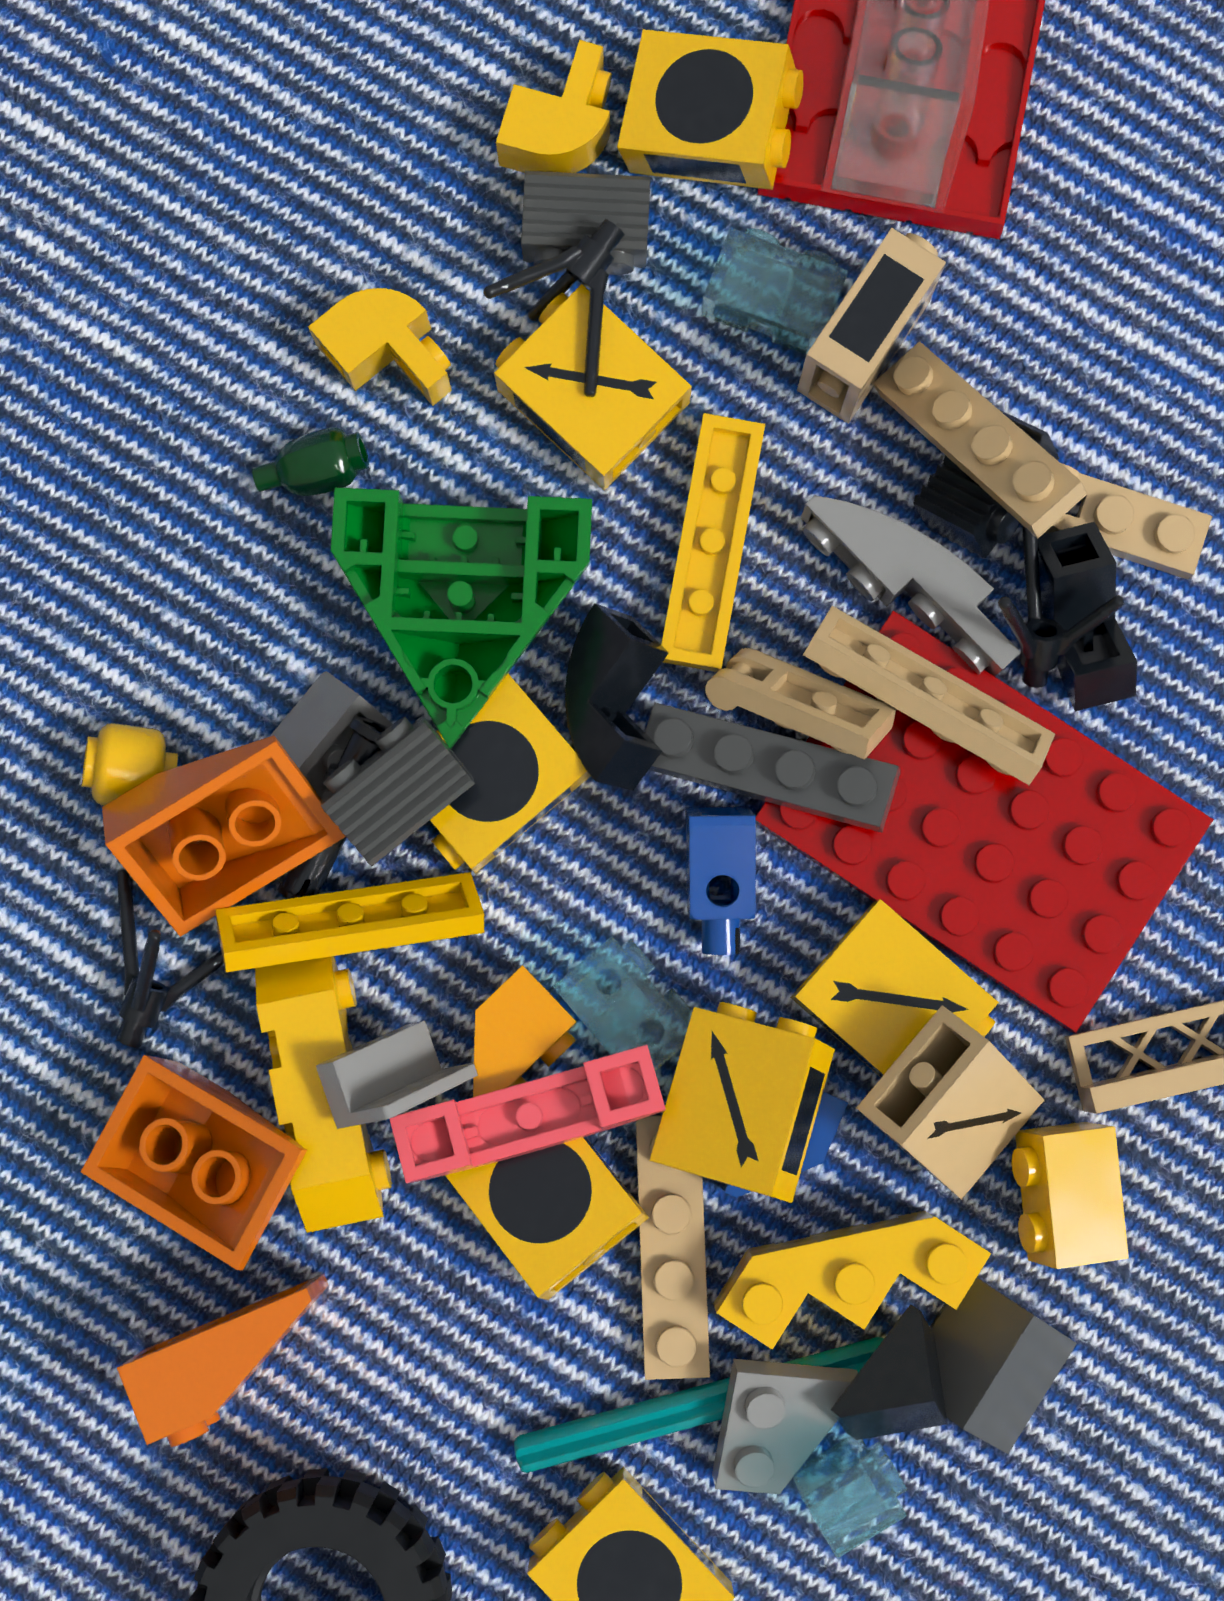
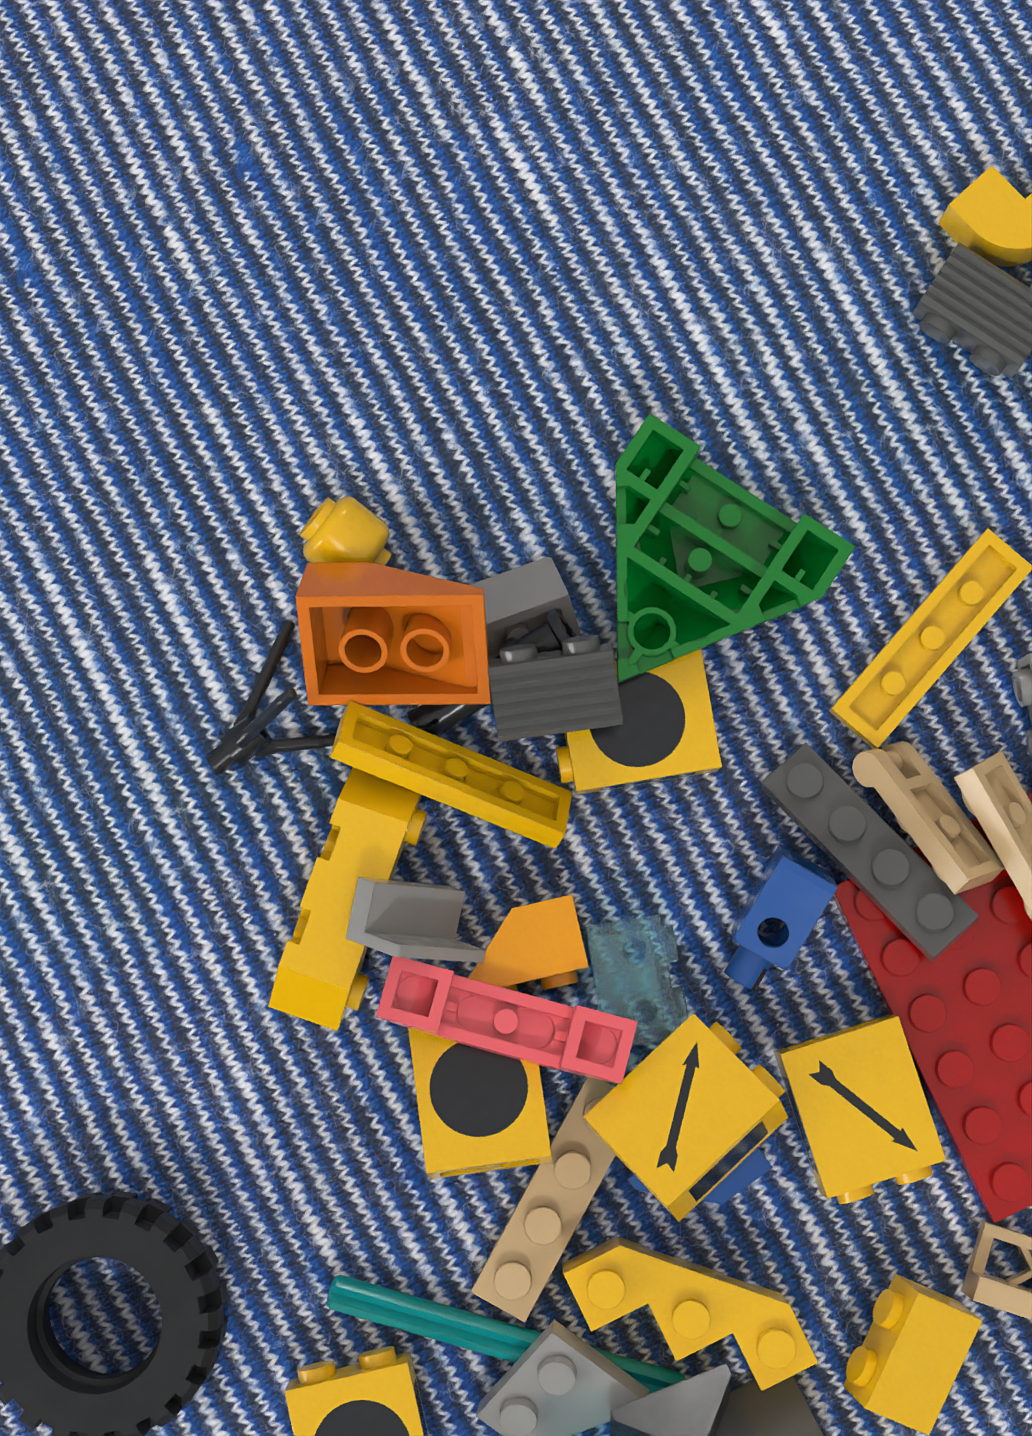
camera: 30 degrees right, 0 degrees up
(193, 1375) = (113, 1066): orange slope -> none
(194, 1159) = (215, 894): orange slope -> none
(315, 463) = (642, 381): dark green plant -> none
(374, 329) = (759, 301): yellow brick -> none
(584, 264) = (963, 349): black plant -> none
(603, 678) = (778, 697): black brick -> none
(633, 397) = (908, 450): yellow brick -> none
(951, 1102) = (859, 1218): tan brick -> none

